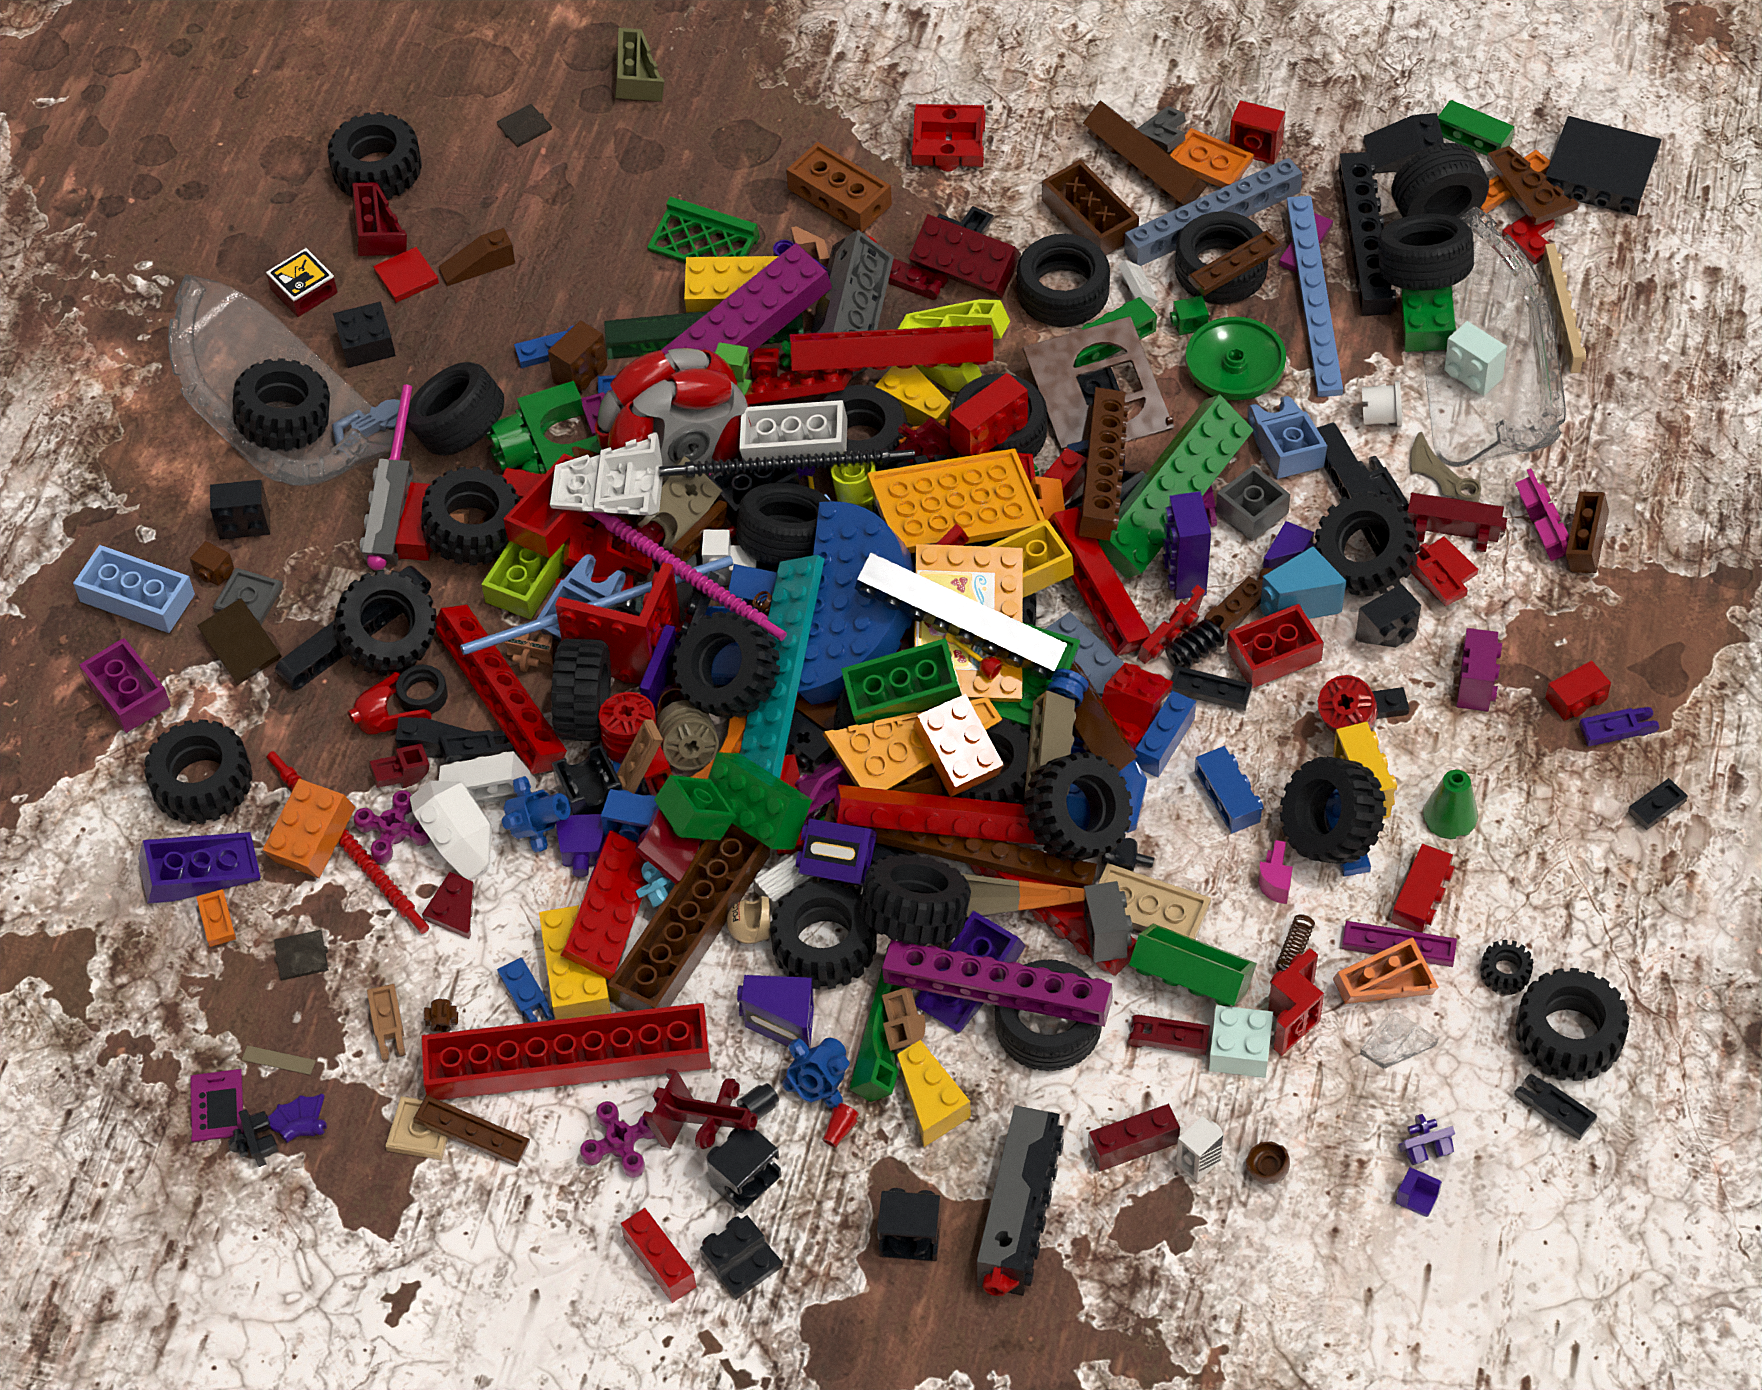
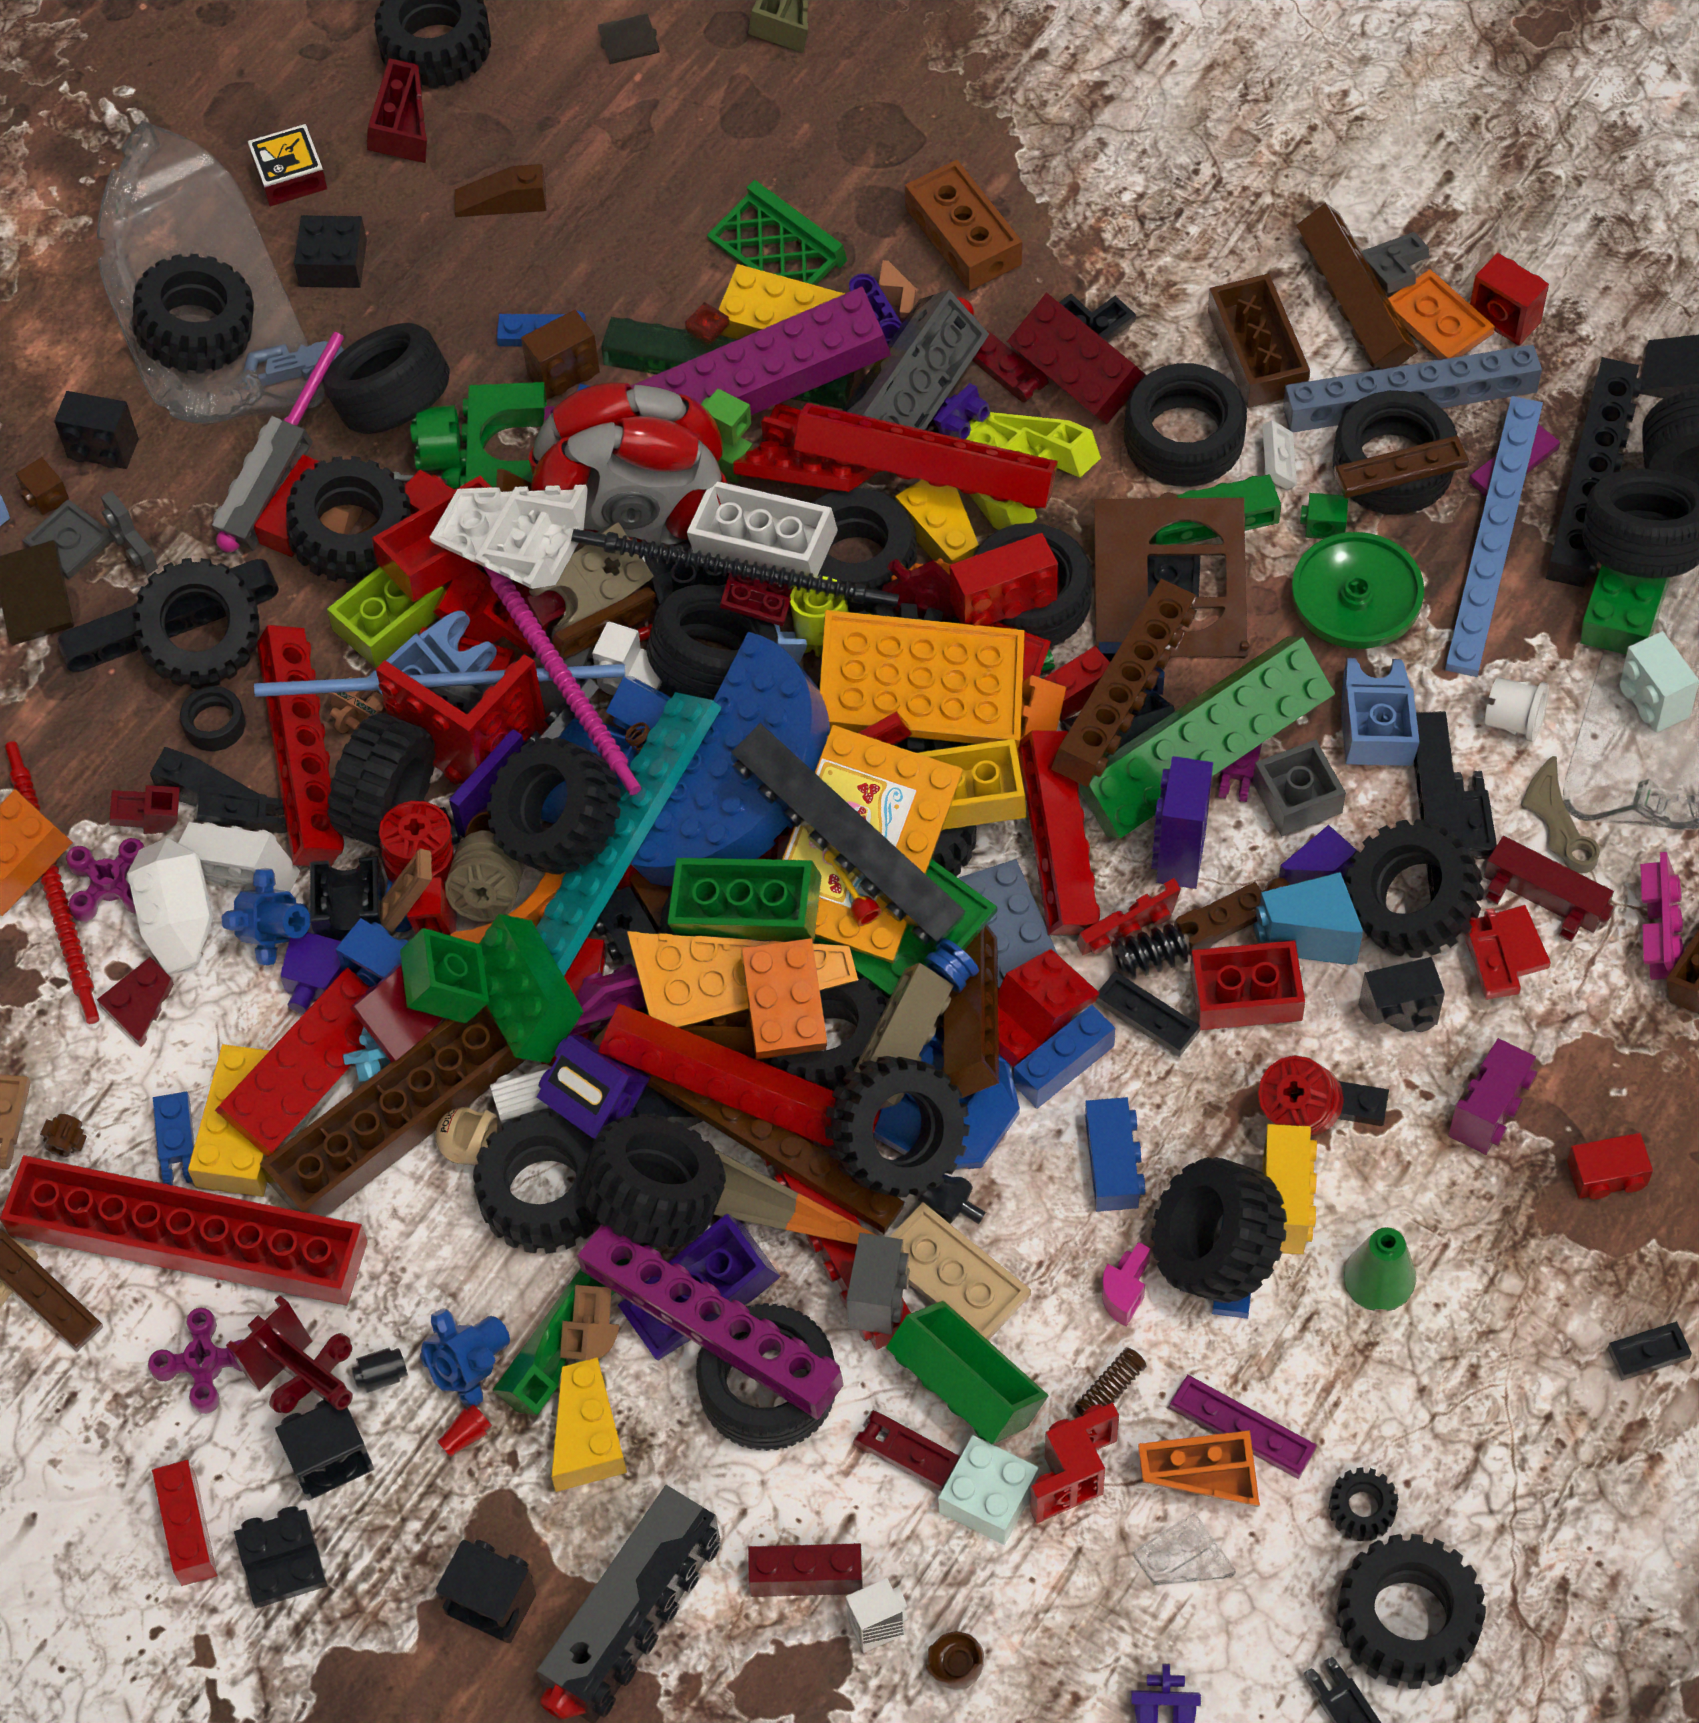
camera: 20 degrees right, 5 degrees up
(294, 578) = (123, 532): none -> dark grey plate
(371, 708) = (140, 724): red piece -> none
(406, 274) = (412, 189): red tile -> none
(681, 304) = (707, 323): none -> clear red plate
(778, 1007) = (452, 1260): dark purple slope -> none
(808, 481) = (756, 599): none -> dark red slope
(895, 312) = (956, 412): none -> dark purple hips
(936, 122) = (1104, 184): red piece -> none
(1423, 889) = (1300, 1365): red brick -> none
(1617, 725) = (1641, 1229): dark purple hinge -> none

